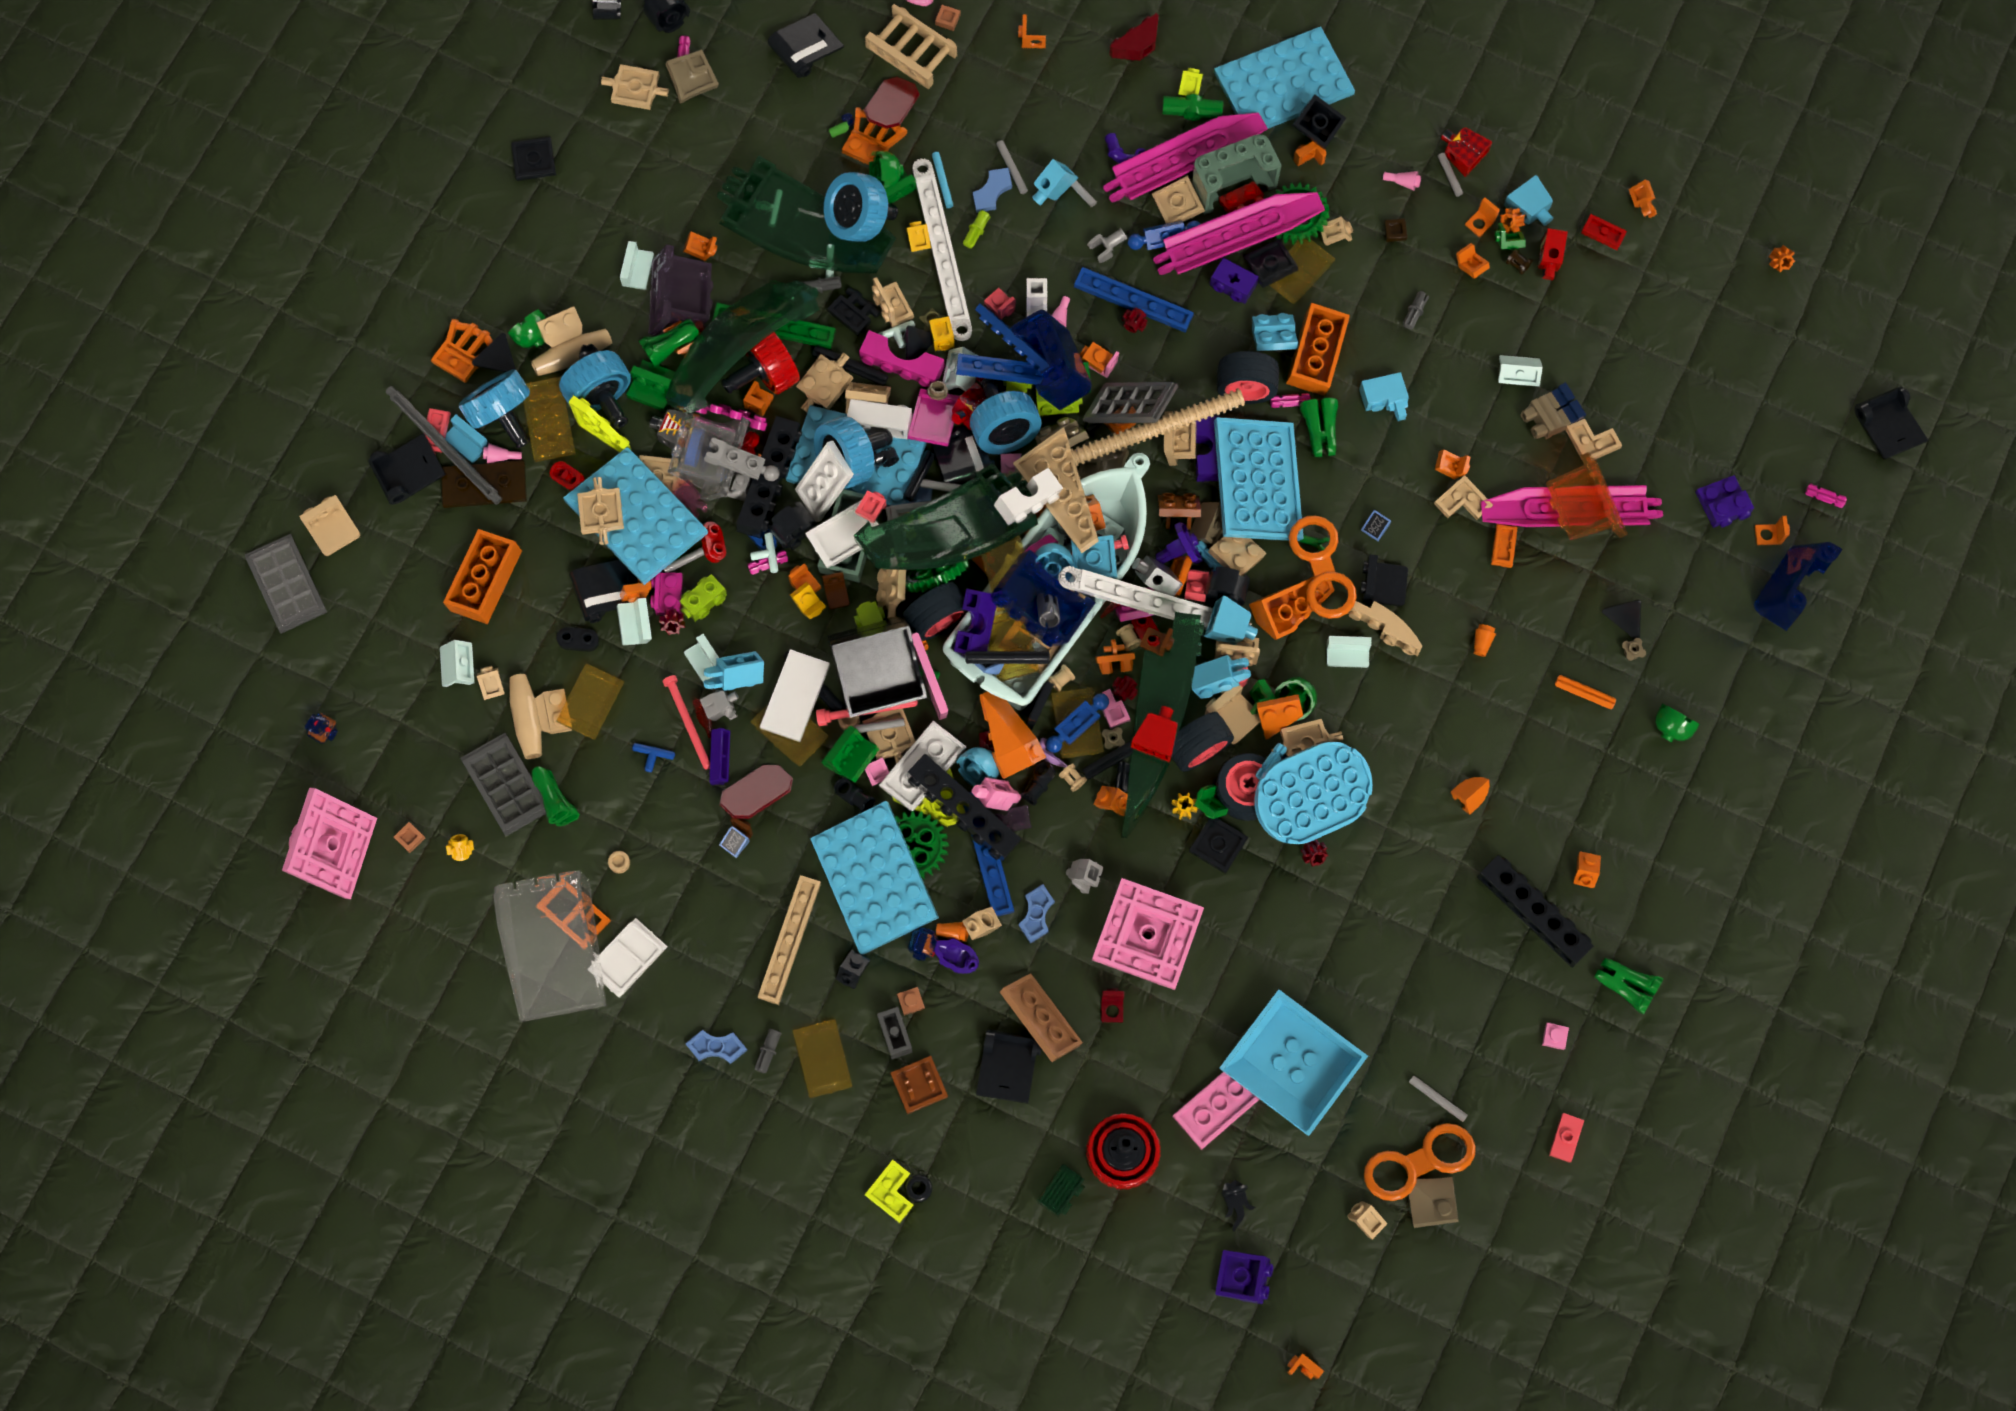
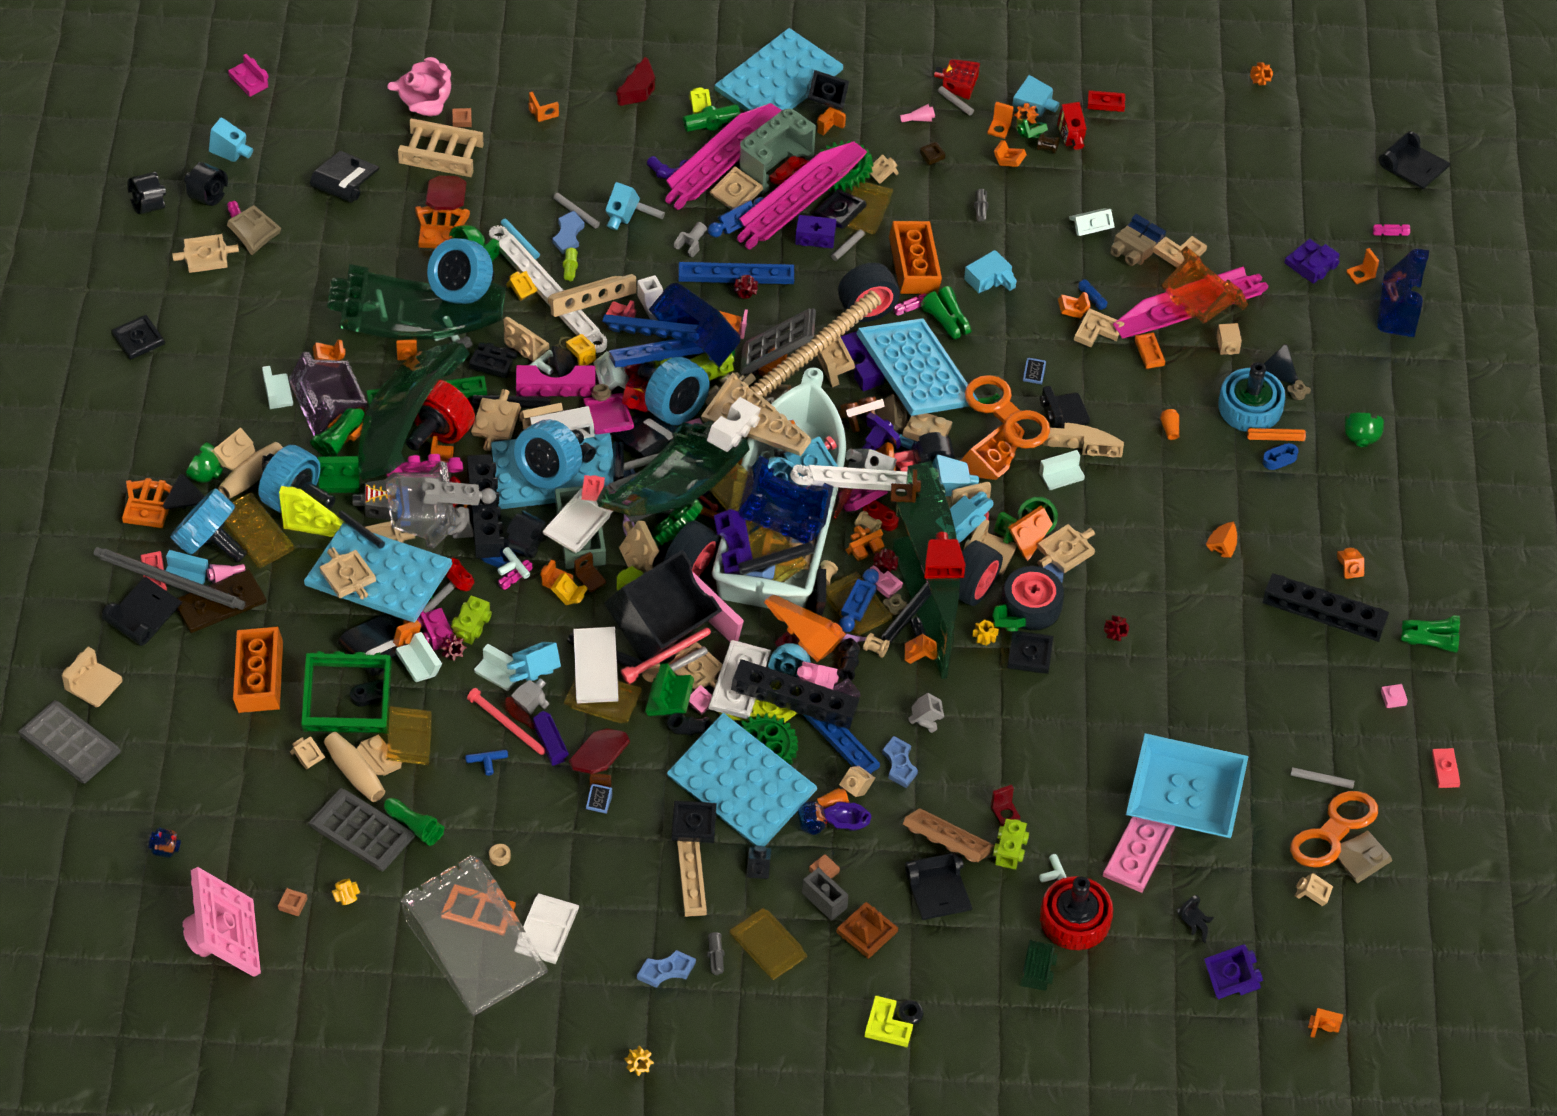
camera: 25 degrees left, 20 degrees down
(457, 663) = (266, 748): light aqua panel -> none
(514, 623) = (345, 725): none -> green window
(566, 475) = (299, 565): red plate -> none
(637, 463) = (361, 529): none -> black bar
(644, 1136) = (634, 1056): none -> yellow gear
(689, 496) = (417, 540): clear pink plate -> none
(777, 271) = (406, 349): none -> orange bracket
(808, 904) = (694, 821): none -> black tile
(824, 481) = (540, 482): white tile -> none
(843, 127) = (410, 226): bright green arm -> none
(979, 269) = (558, 300): none -> tan piece
(1048, 610) = (794, 507): flat silver arm -> none
(1102, 1043) = (1010, 849): none -> lime brick
(1129, 1097) = (1058, 872): none -> light aqua piece
(1144, 912) = (1009, 730): bright pink piece -> none
(1260, 306) = (848, 244): none -> light grey piece
(1274, 332) = (873, 252): medium azure plate -> none
(1279, 751) = (1044, 566): medium azure axle -> none
(1313, 792) = (1092, 579): medium azure plate -> none
(1478, 457) = (1093, 294): none -> blue axle
(1576, 714) = (1279, 455): none -> blue beam
(1578, 644) = (1251, 398): none -> dark azure wheel
(1590, 564) = (1228, 339): none -> tan brick
(1641, 197) = (1123, 66): orange plate -> none

